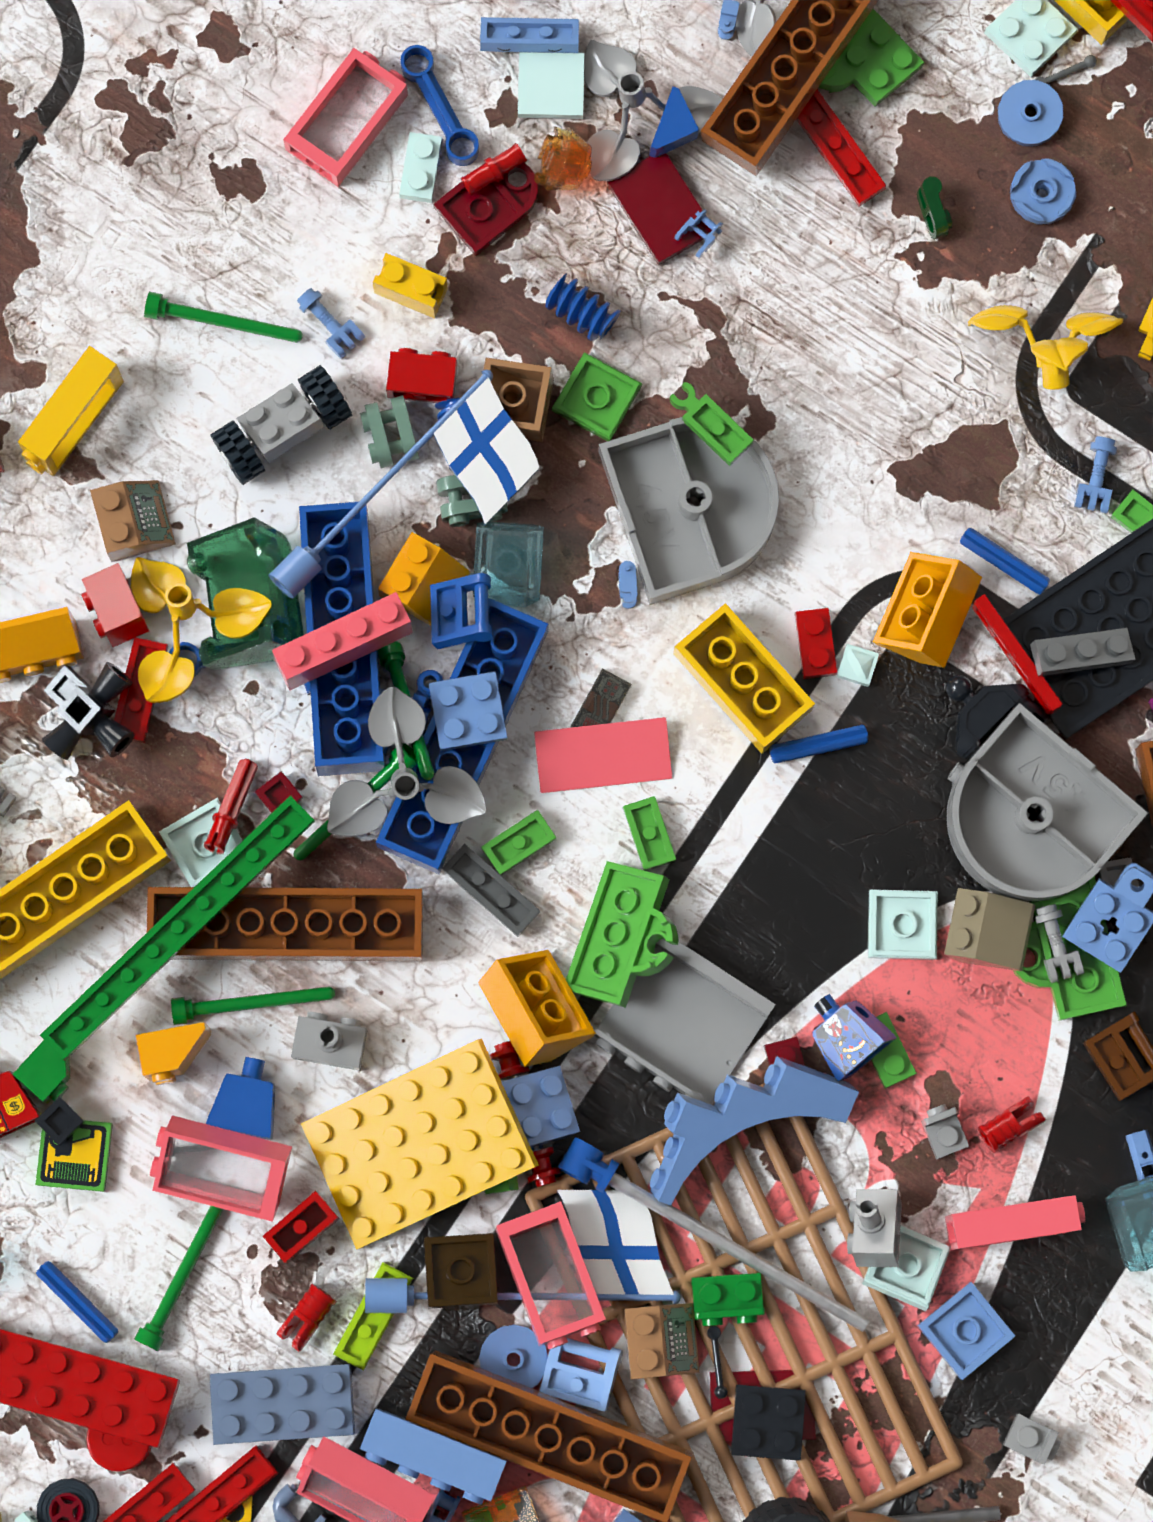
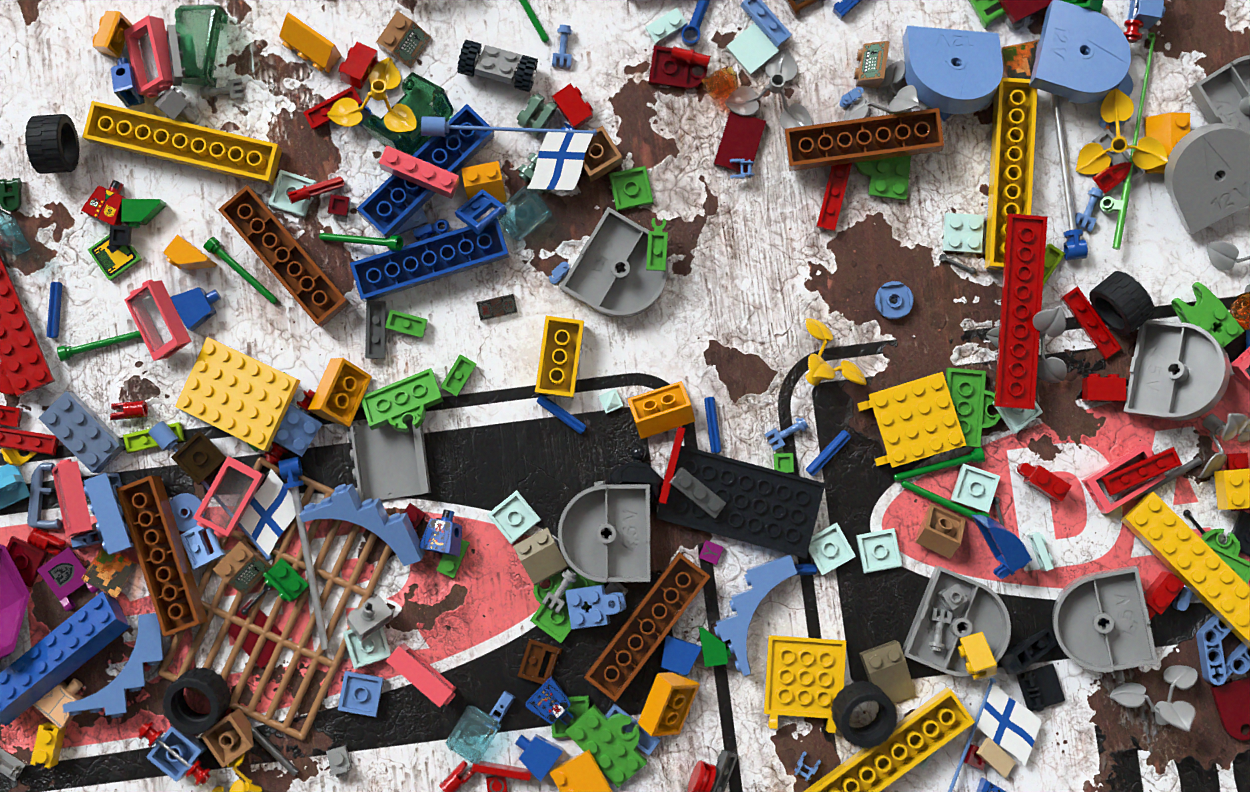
camera: 50 degrees right, 5 degrees up
(87, 711) = (303, 93): black brick -> none
(177, 928) = (238, 212): green plate -> none
(301, 1227) = (161, 375): red brick -> none
(329, 1041) = (251, 318): light grey brick -> none
(392, 659) = (438, 202): green piece -> none
(410, 285) = (608, 66): yellow brick -> none
(451, 798) = (357, 241): light grey plant -> none
(468, 711) = (439, 252): medium blue plate -> none
(581, 309) = (662, 147): blue piece -> none
(603, 755) = (476, 326): coral sticker -> none
(675, 127) = (778, 116): blue slope -> none
(768, 1422) = (248, 642): black plate -> none
(815, 643) = (604, 375): red plate -> none
(935, 217) = (840, 264): dark green plate -> none
(944, 1131) = (439, 611): light grey bracket -> none
(1005, 1127) = (462, 635): red hinge -> none
(1026, 129) = (917, 271): medium blue plate -> none

